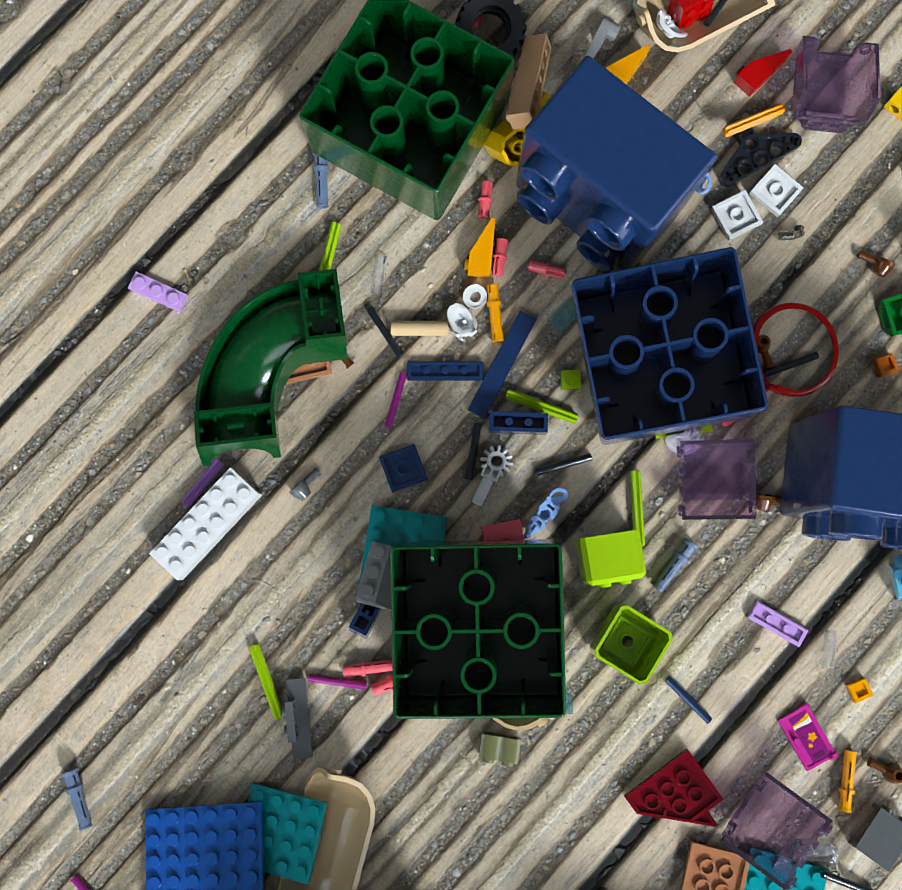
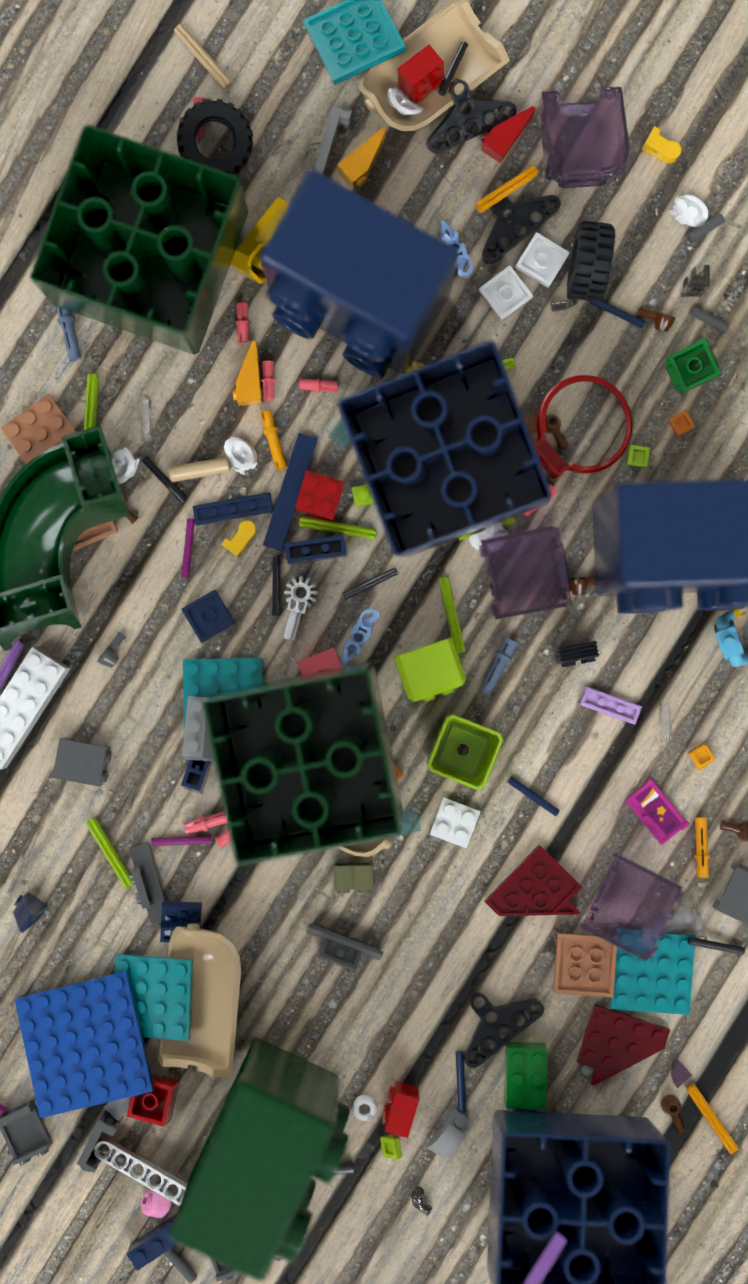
camera: 15 degrees left, 5 degrees up
(176, 724) = (28, 911): none -> dark blue slope
(256, 587) = (81, 762): none -> dark grey panel
(275, 263) = (38, 428): none -> nougat plate
(321, 755) = (178, 915): none -> dark blue slope
(351, 310) = (124, 464): none -> white hat
(448, 400) = (242, 538): none -> yellow leg
(467, 296) = (242, 426): white piece -> none
(475, 819) = (342, 950): none -> dark grey bracket
(529, 81) = (264, 189): light nougat brick -> none
(530, 372) = (319, 496): none -> red brick
(607, 712) = (454, 822): none -> white plate
(718, 52) = (457, 121): none -> black beam
(759, 566) = (570, 654): none -> black brick
(791, 364) = (584, 440): black bar -> none
(826, 197) = (591, 261): none -> black tyre
(838, 250) = (619, 313): none -> dark blue bar
(840, 388) = (638, 456): none -> lime plate

